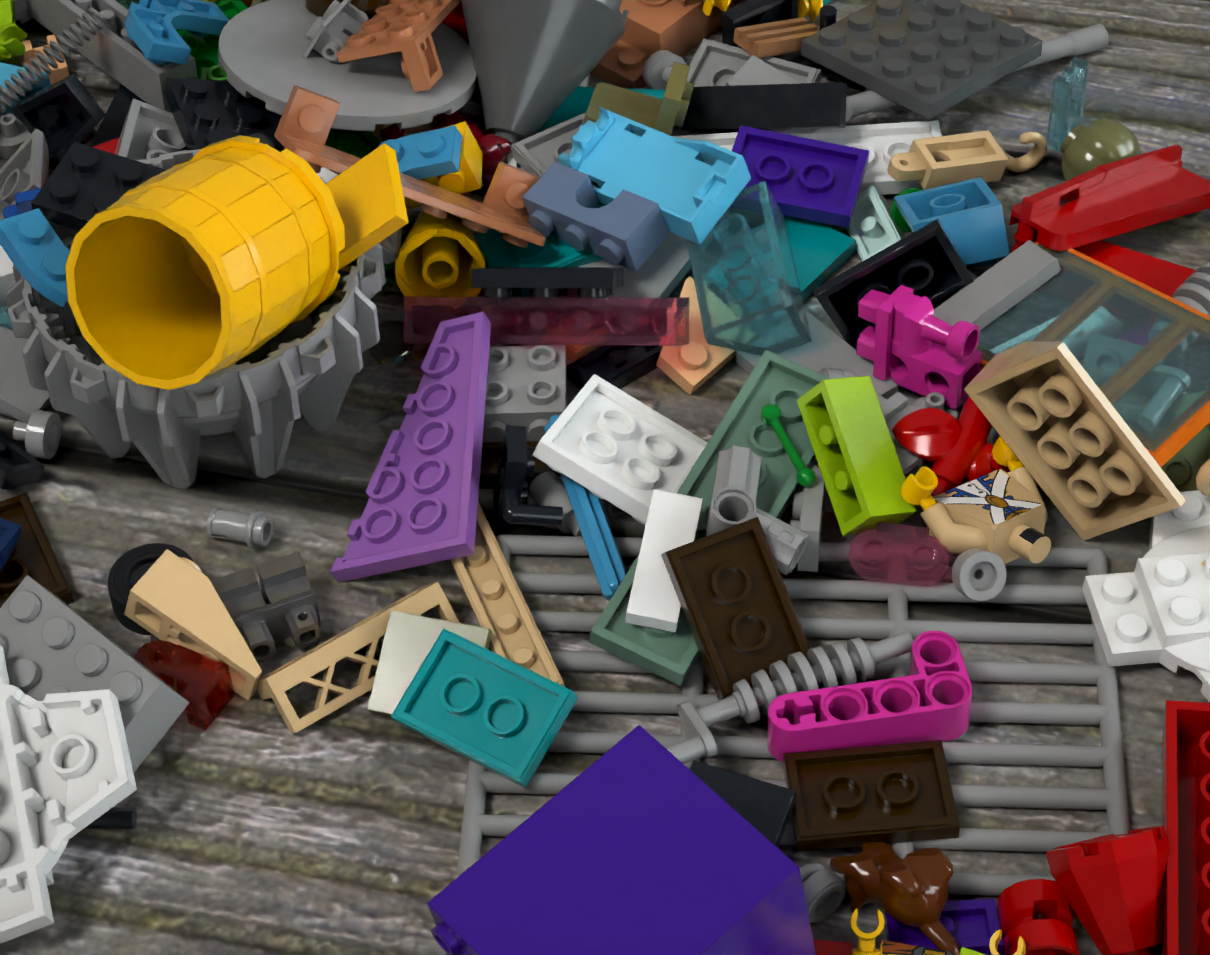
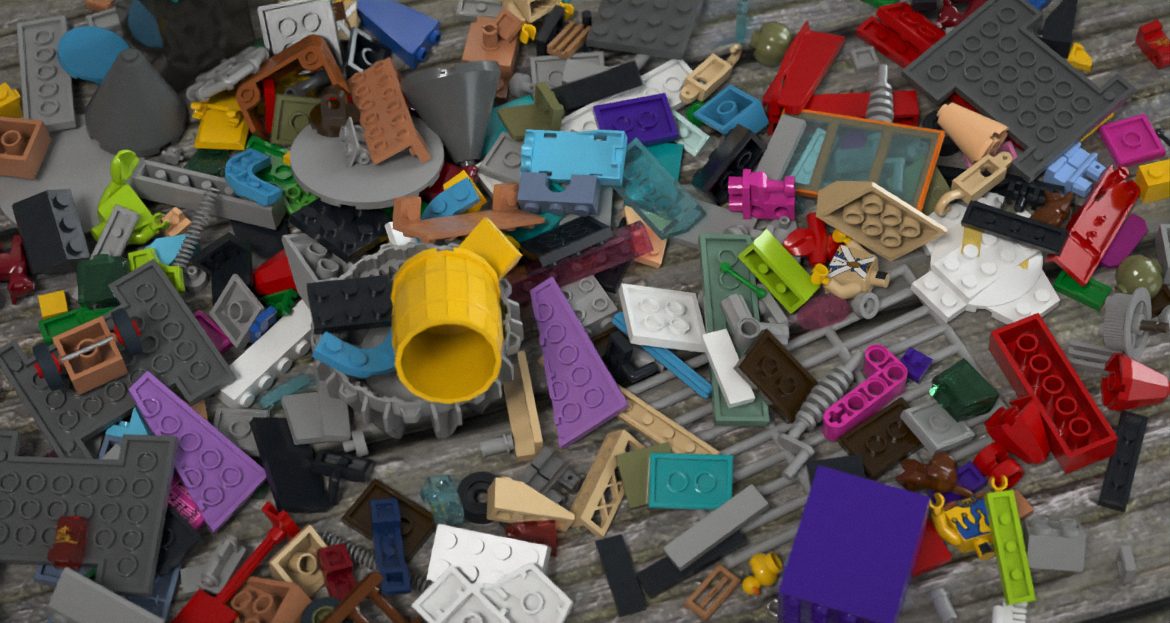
camera: 30 degrees left, 10 degrees up
(88, 563) = (443, 501): none -> clear light blue leg
(274, 803) = (620, 575): none -> black tile
(323, 489) = (523, 412): none -> tan fence
(400, 829) = (665, 575): none -> black tile
(402, 909) = (699, 610): none -> medium nougat tile
(463, 793) = (716, 527): none -> light grey tile
(971, 811) = (936, 427): none -> light grey tile
(1002, 702) = (916, 364): none -> dark purple tile
(1052, 776) = (963, 391): none -> clear green torso

